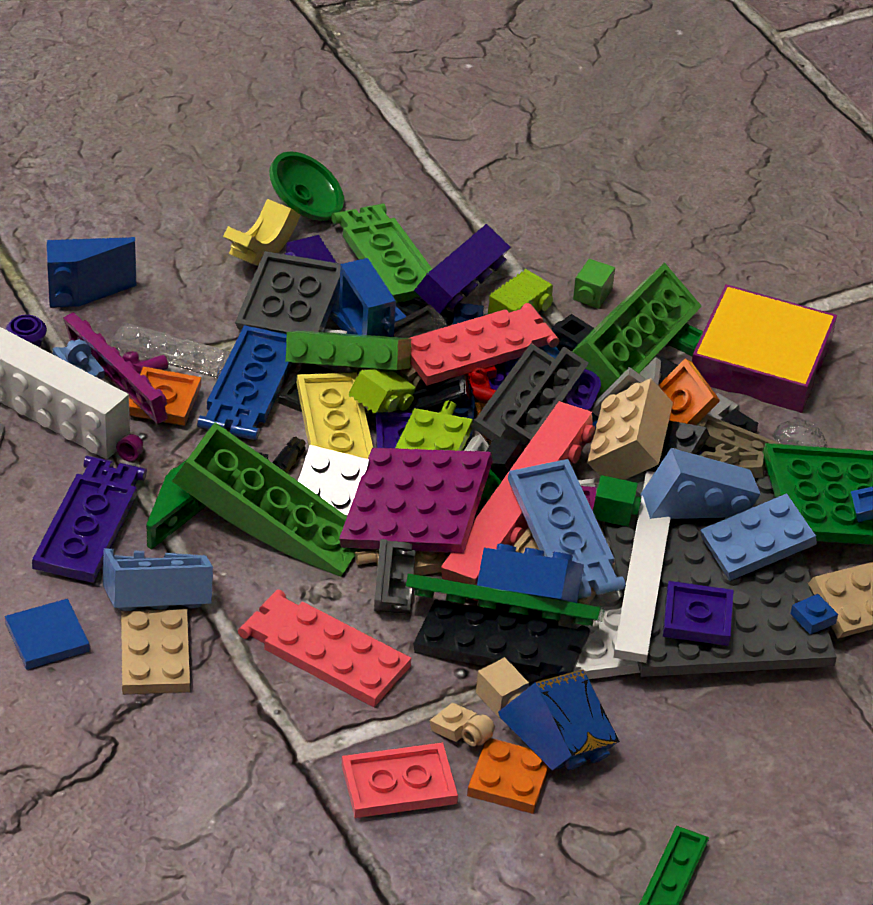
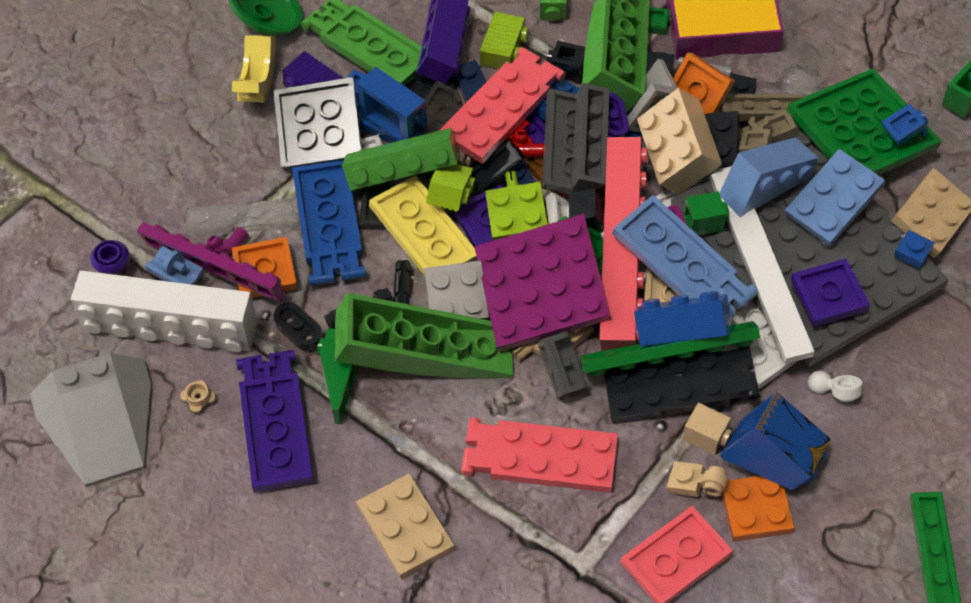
camera: 20 degrees left, 15 degrees up
(32, 472) = (194, 389): none -> tan plate
(47, 633) = (304, 552): blue tile -> none
(89, 269) = (128, 172): blue slope -> none
(130, 447) = (266, 332): magenta hinge -> none
(157, 581) = (371, 461): medium blue wedge -> none
(162, 451) = (299, 328): none -> black plate
(666, 710) = (843, 387): none -> white plate

